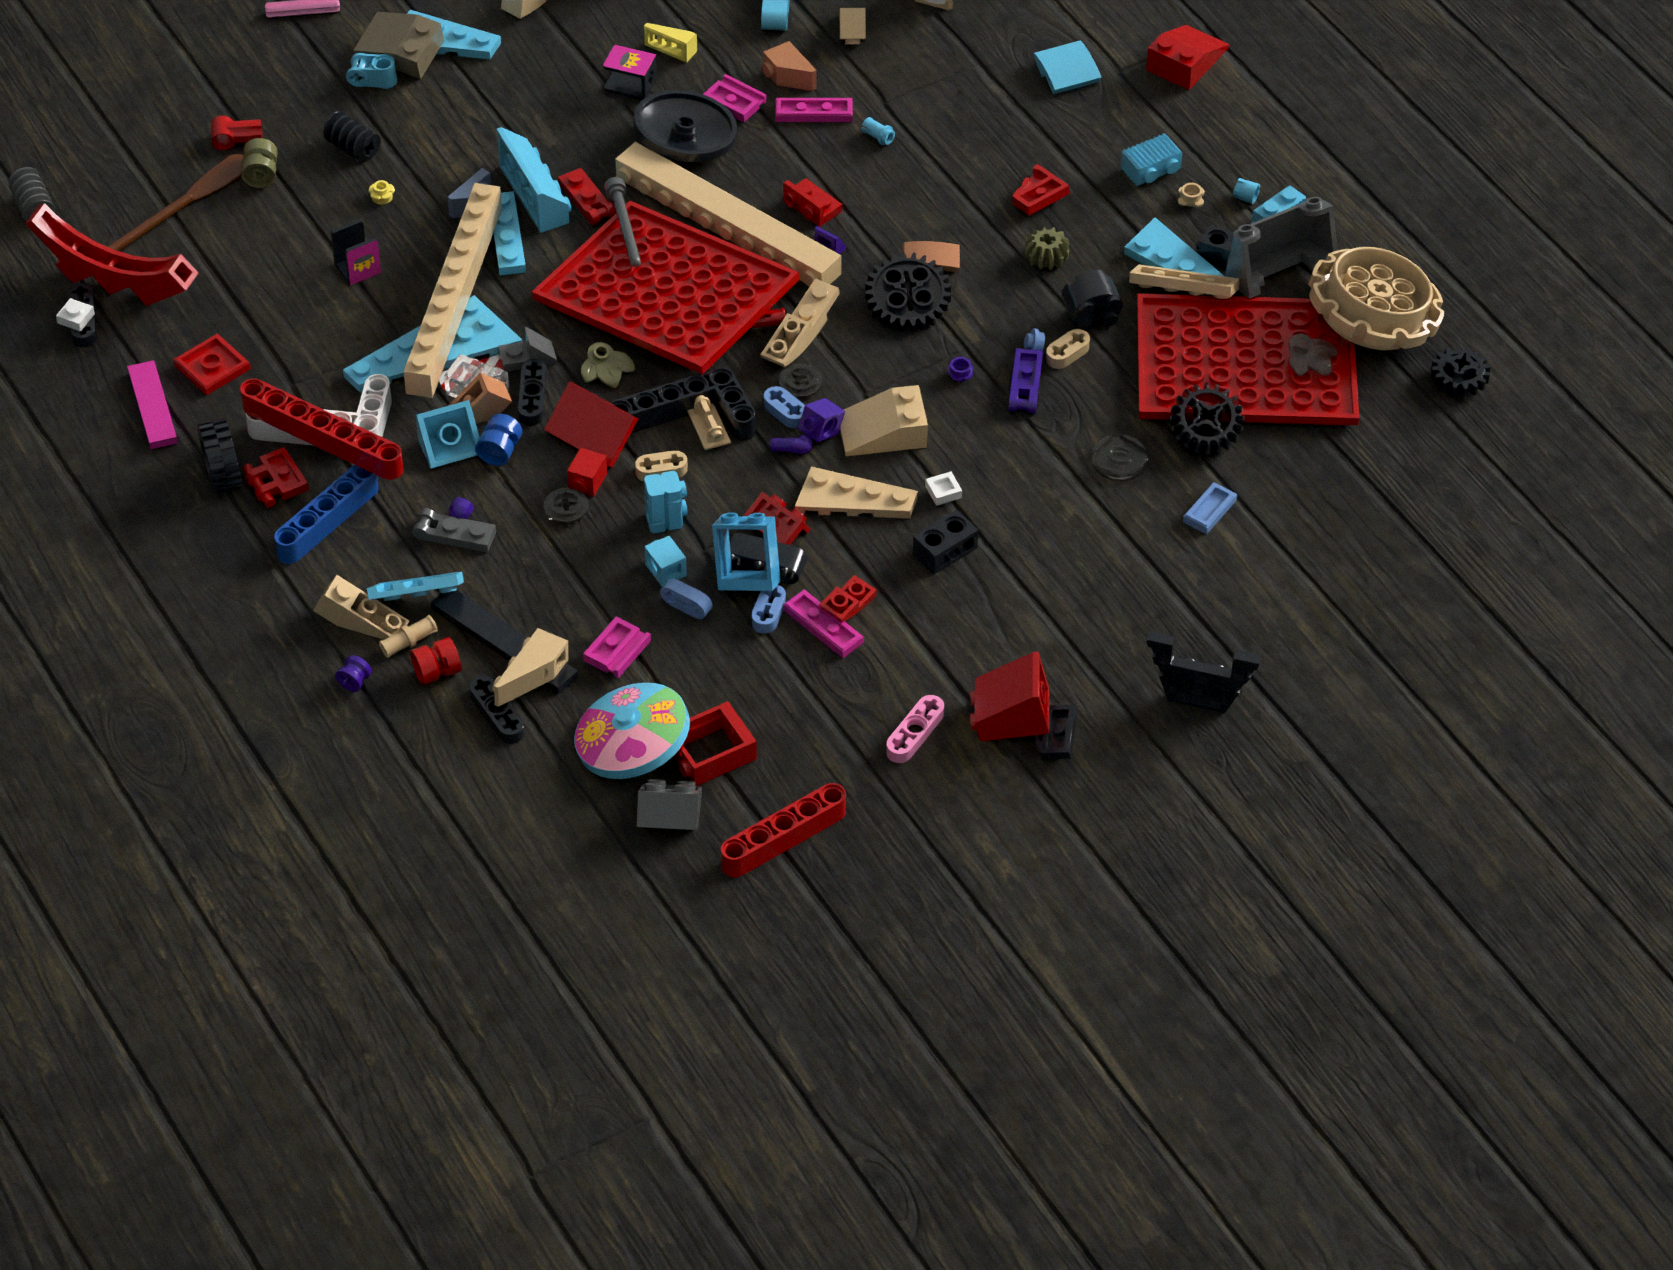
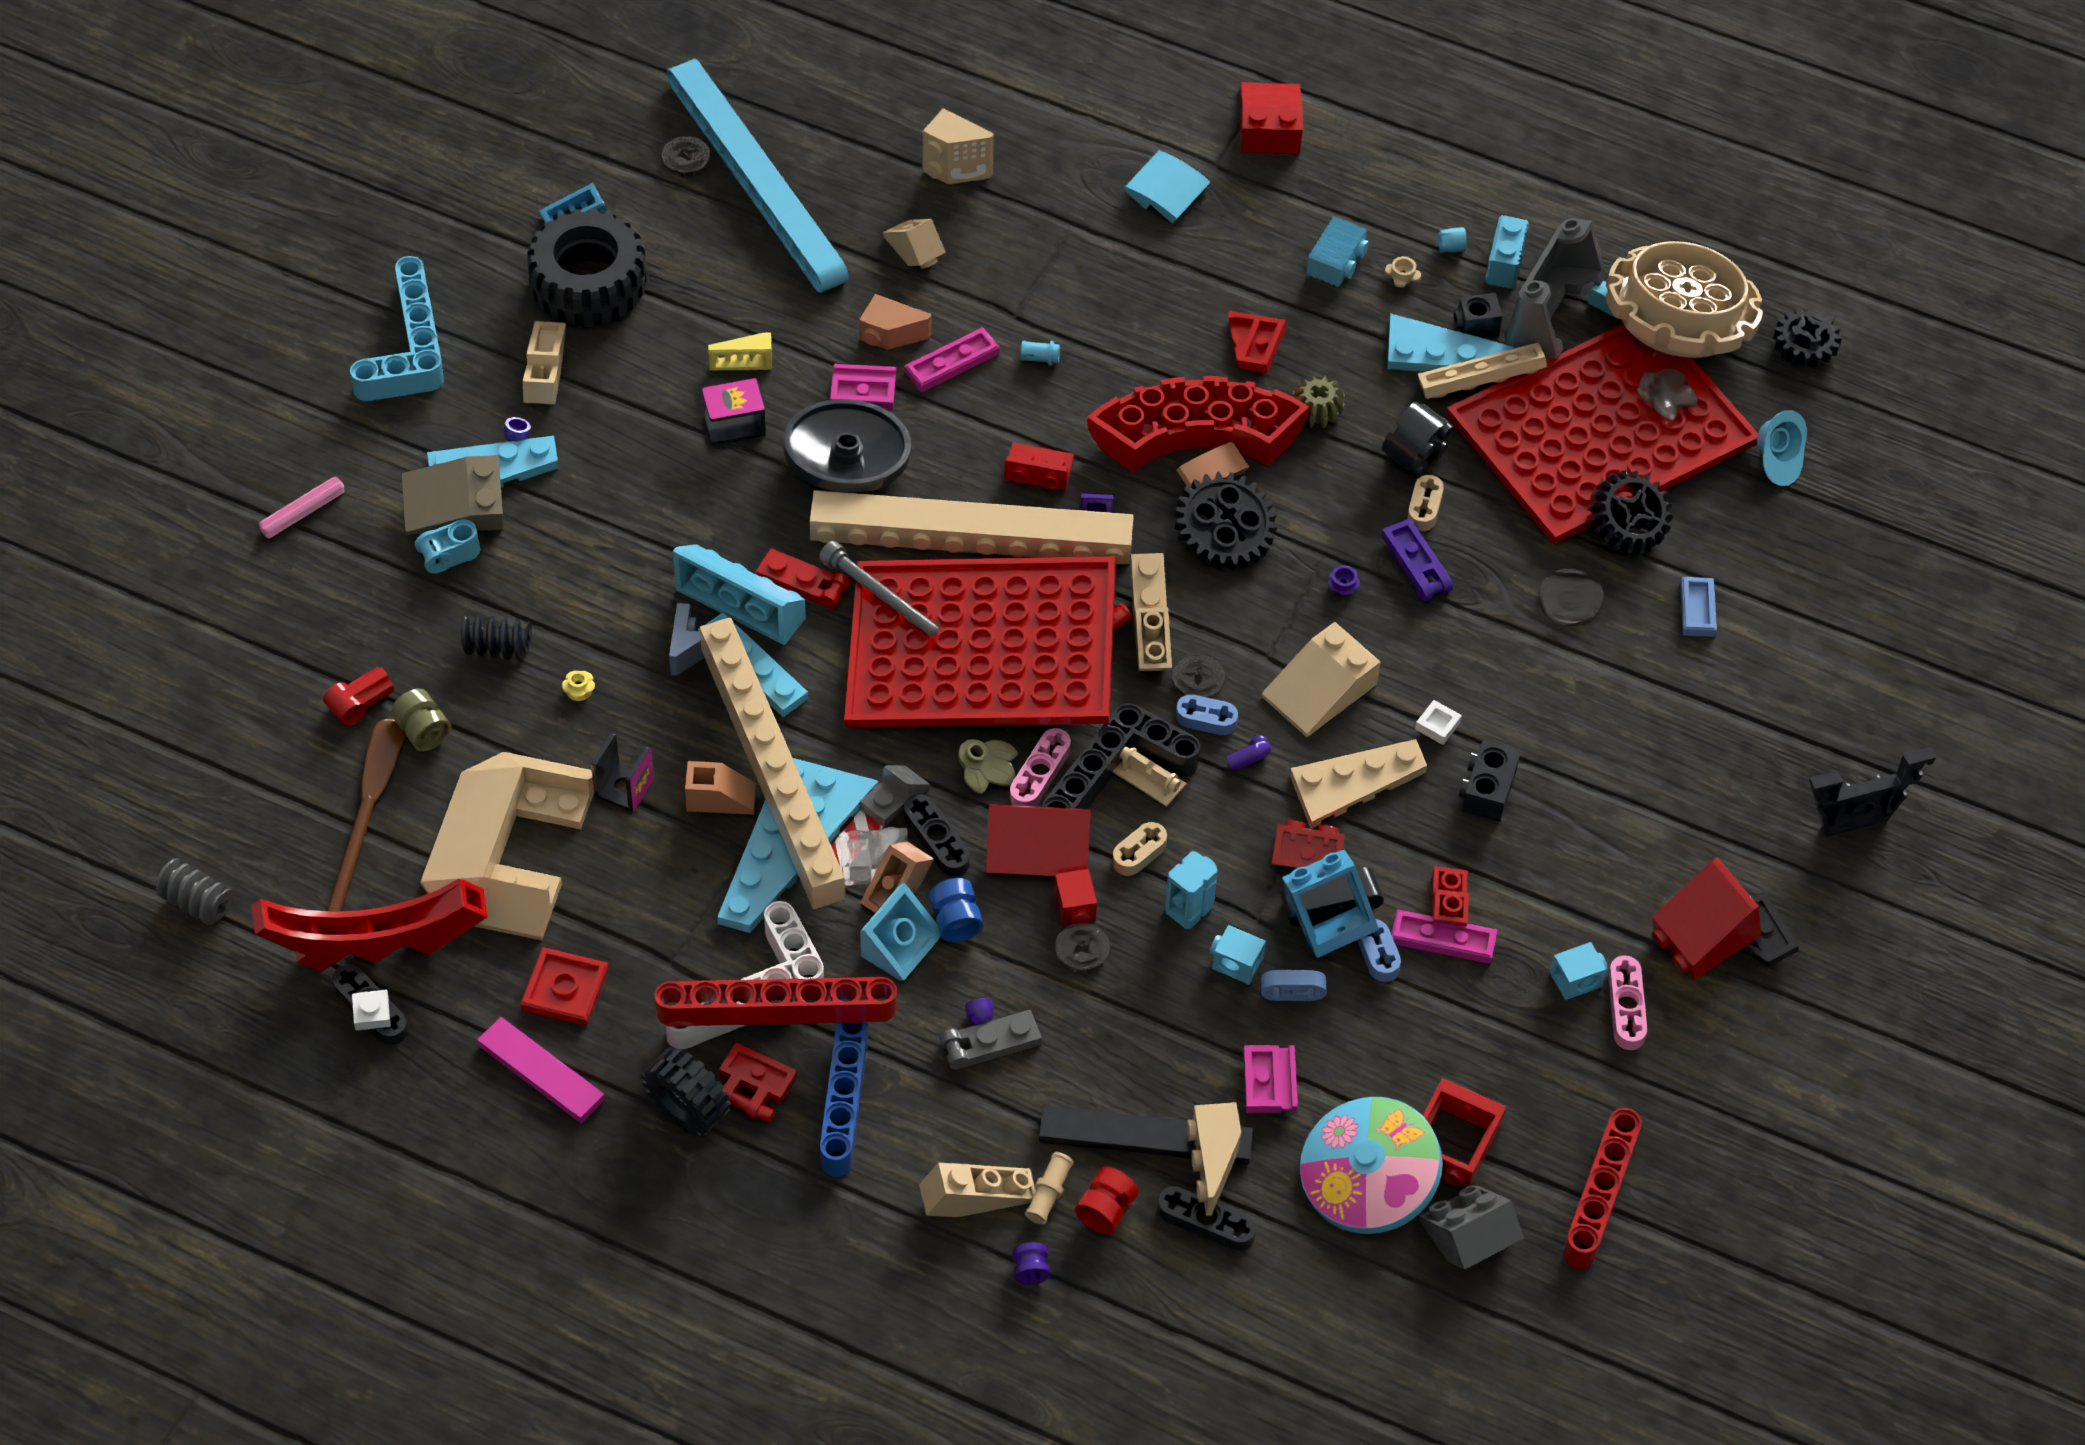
camera: 35 degrees left, 5 degrees up
(219, 289) = (480, 825): none -> tan slope
(406, 290) = (718, 789): none -> nougat slope
(416, 586) = (1014, 1129): medium azure wing -> none
(479, 20) = (516, 429): none -> dark purple hinge
(651, 377) = (1040, 755): none -> bright pink beam
(821, 419) = (1263, 710): dark purple brick -> none
(896, 689) = (1578, 970): none -> medium azure brick
(946, 216) = (1196, 416): none -> red brick
(1034, 340) = (1391, 511): medium blue plate -> none
(1368, 432) = (1782, 447): none -> medium azure piece

